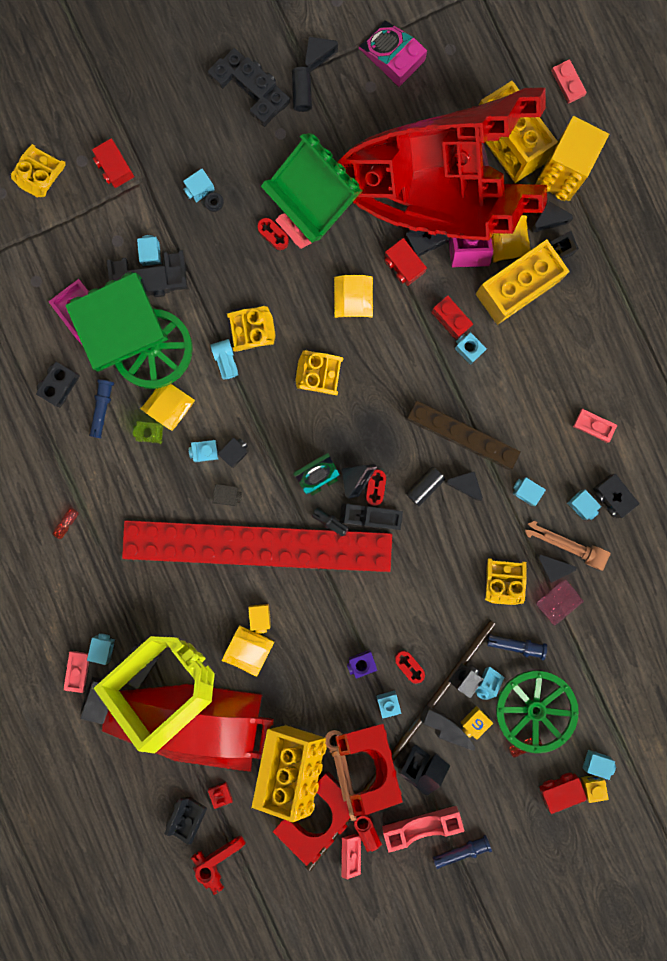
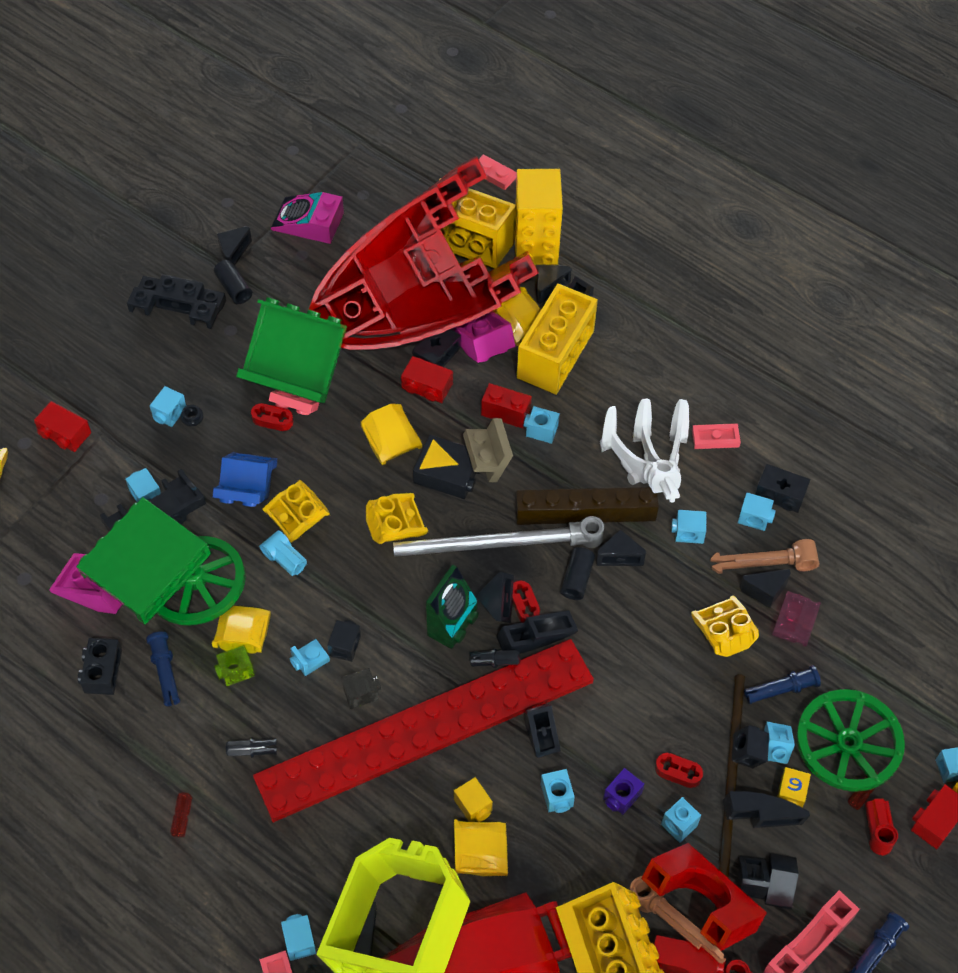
camera: 25 degrees left, 30 degrees down
(133, 499) = (251, 747): none -> black axle
(225, 283) = (245, 479): none -> blue bracket
(319, 632) = (557, 781): none -> medium azure brick
(332, 593) = (542, 730): none -> black slope
(380, 348) = (445, 468): none -> black brick
(414, 354) = (489, 449): none -> dark tan bracket
(441, 453) = (575, 533): none -> flat silver piece
(520, 776) = (881, 825): none -> red piece
(528, 435) = (658, 473): none -> white piece

